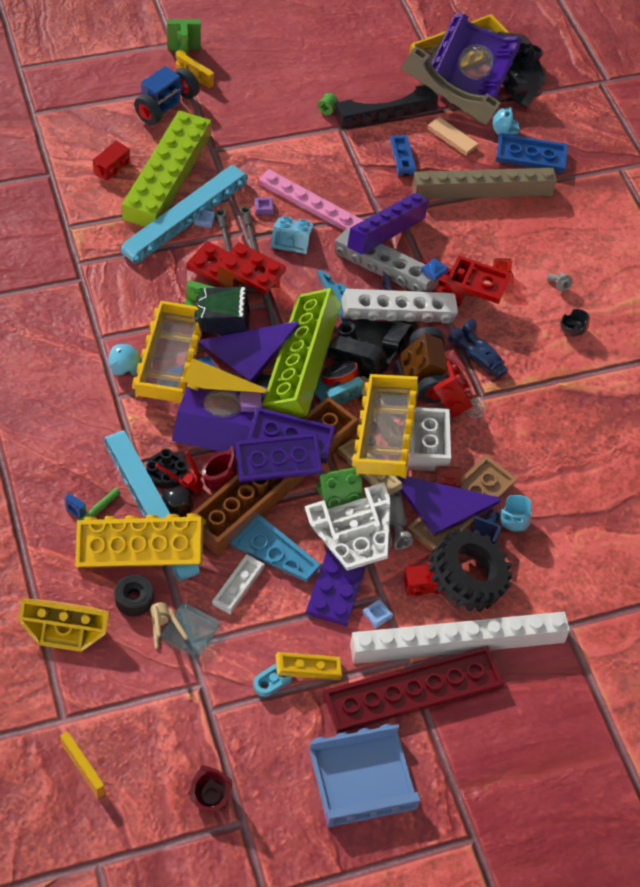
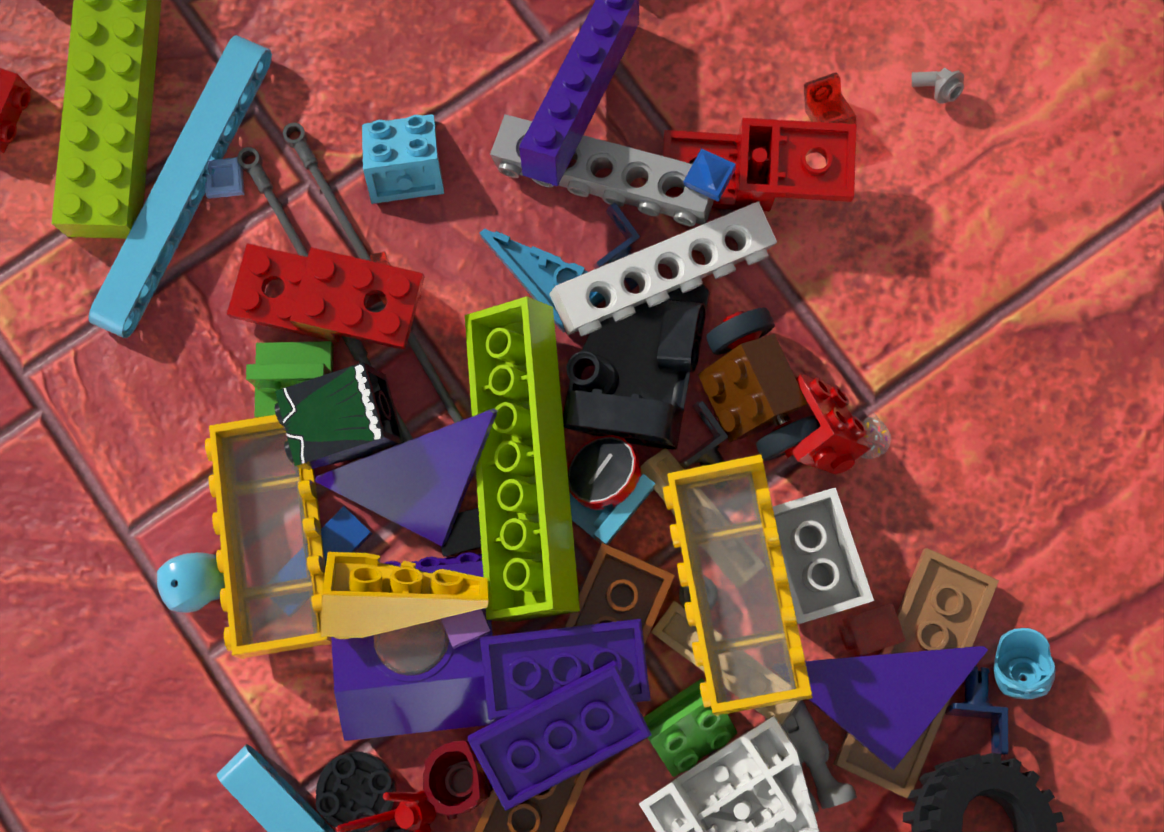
camera: 10 degrees left, 25 degrees up
(264, 206) = (325, 107): medium lavender tile -> none
(308, 200) = (421, 66): bright pink plate -> none
(481, 353) = (847, 311): dark blue piece -> none
(575, 323) = (998, 177): black hair -> none

